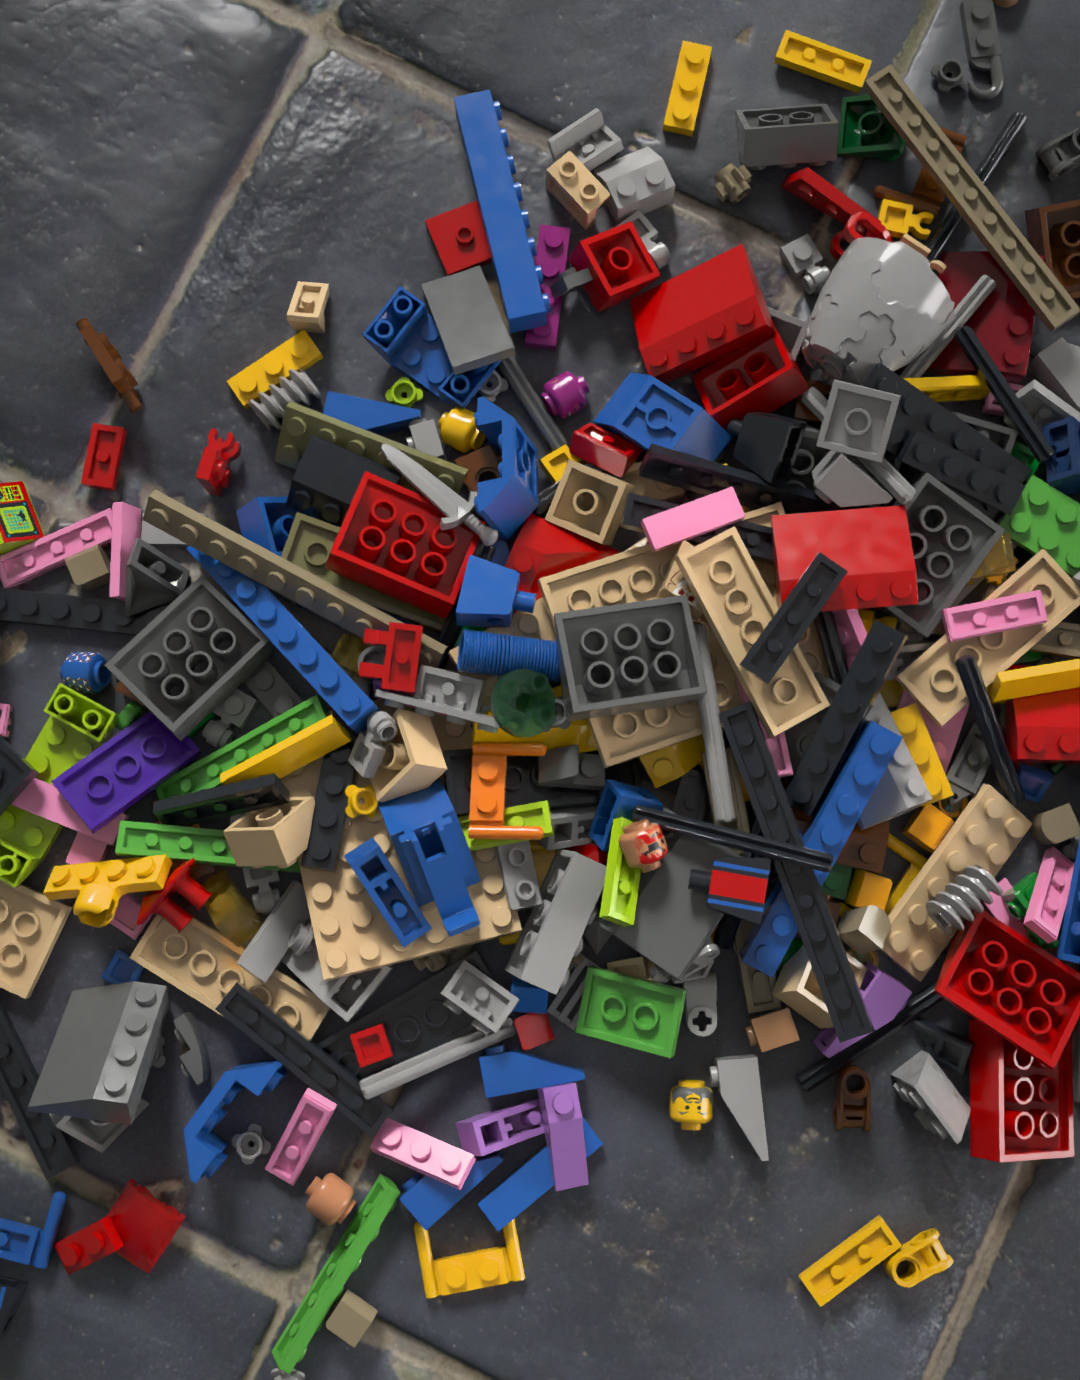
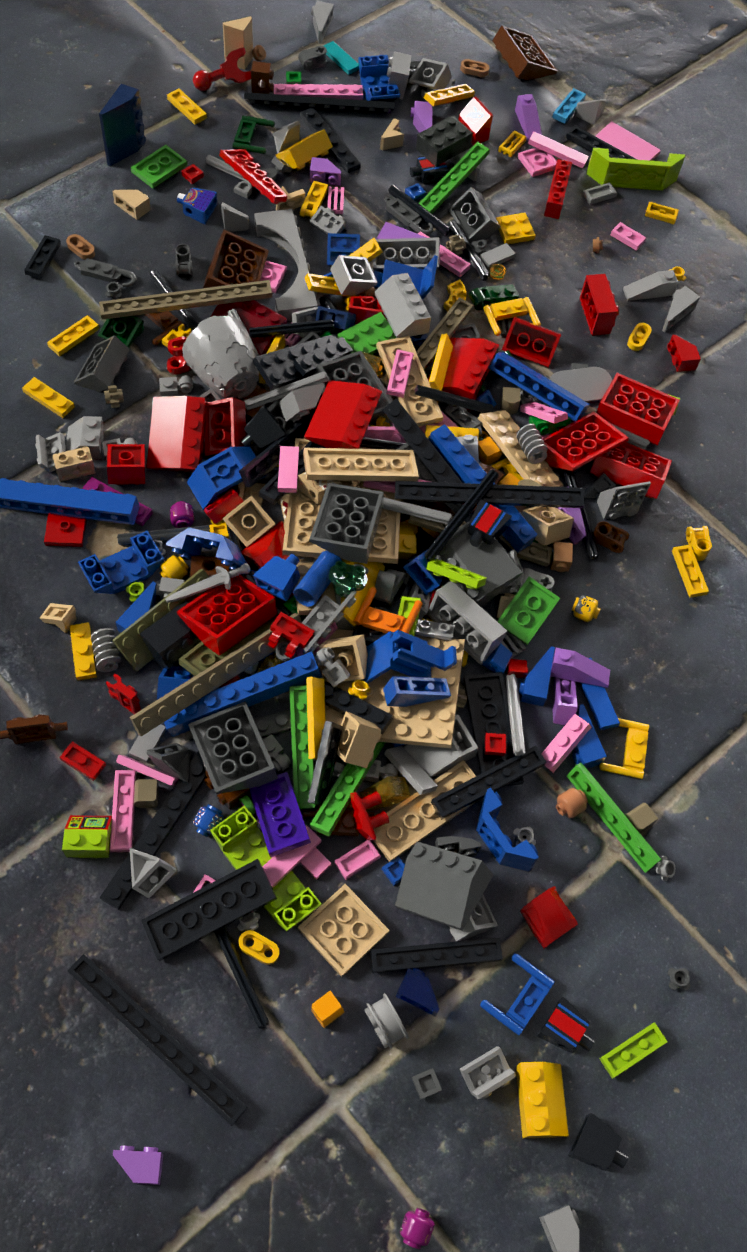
camera: 75 degrees left, 20 degrees down
(89, 1245) = (550, 948): red plate -> none
(103, 883) = (343, 849): yellow plate -> none
(300, 1136) = (531, 803): bright pink tile -> none
(302, 939) = (421, 756): light grey plate -> none
(468, 320) = (116, 538): tile -> none
(479, 997) = (492, 678): light grey bracket -> none
(570, 281) = (123, 483): dark grey plate -> none
(643, 845) = (447, 556): nougat head -> none
(740, 1089) = (592, 583): light grey slope -> none
(793, 618) = (365, 439): black plate -> none
(823, 196) = (145, 361): red wing -> none
(858, 420) = (278, 377): light grey plate -> none

